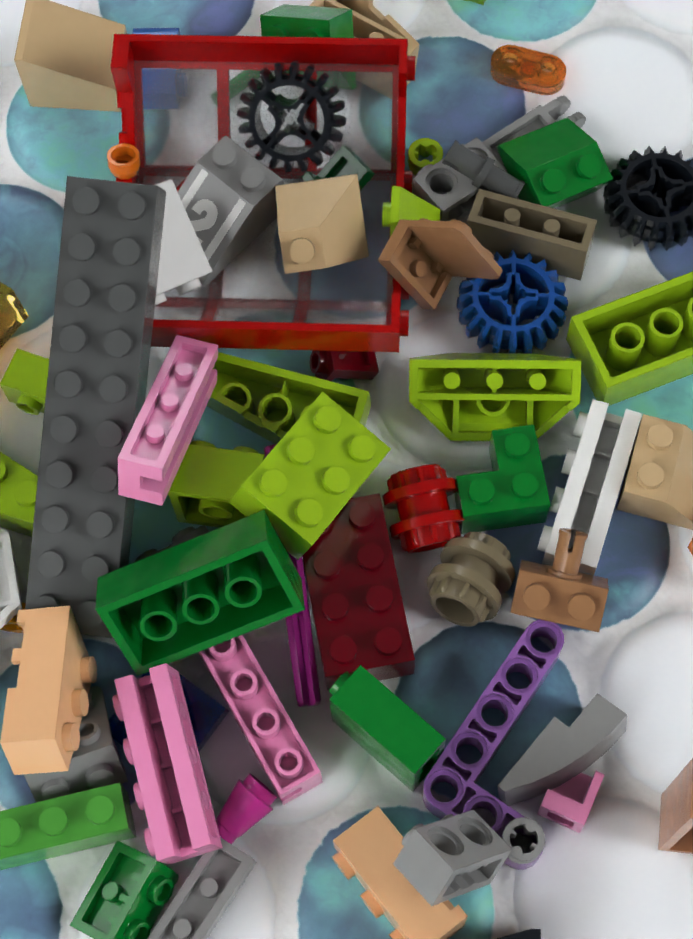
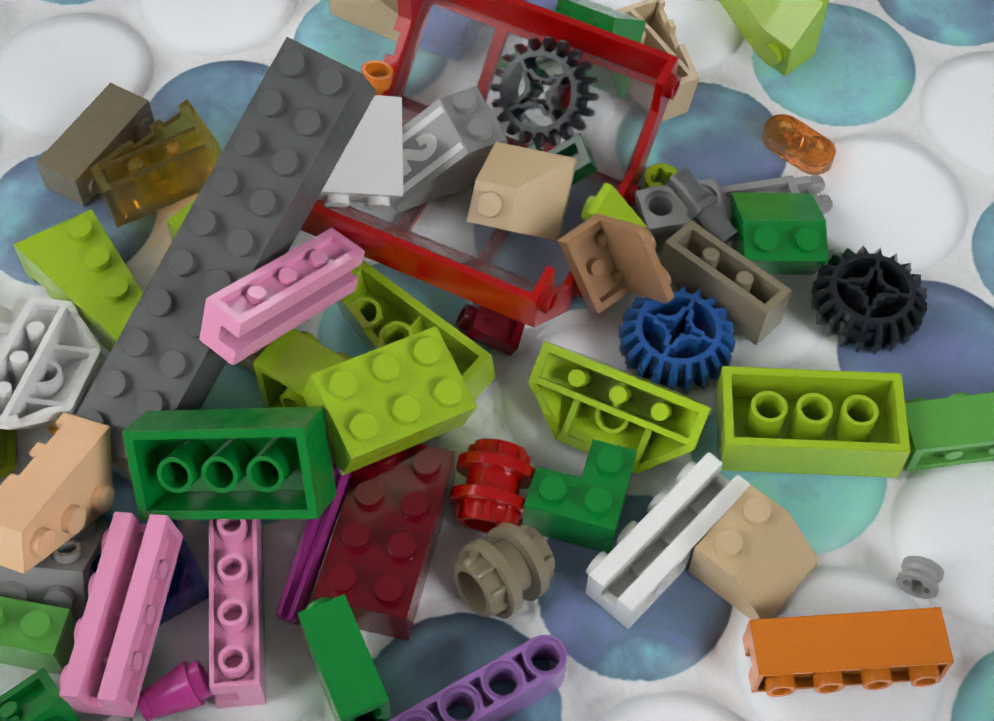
camera: 20 degrees right, 10 degrees down
(561, 591) = (585, 617): medium nougat brick -> none

